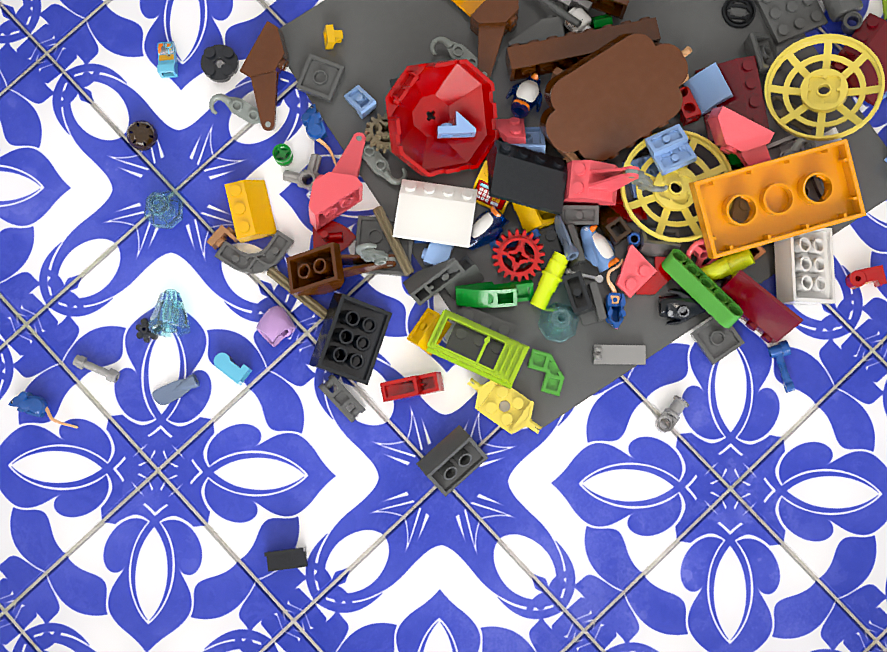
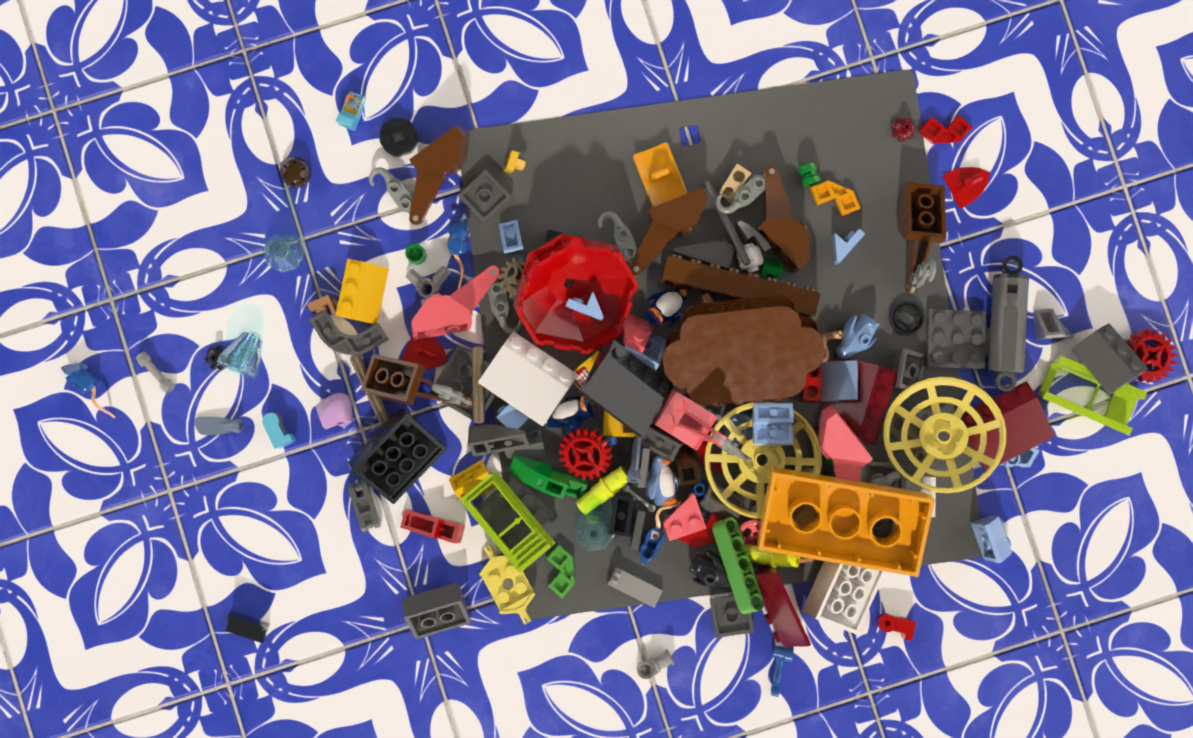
camera: 25 degrees right, 5 degrees up
(704, 44) = (857, 336): none -> medium blue animal

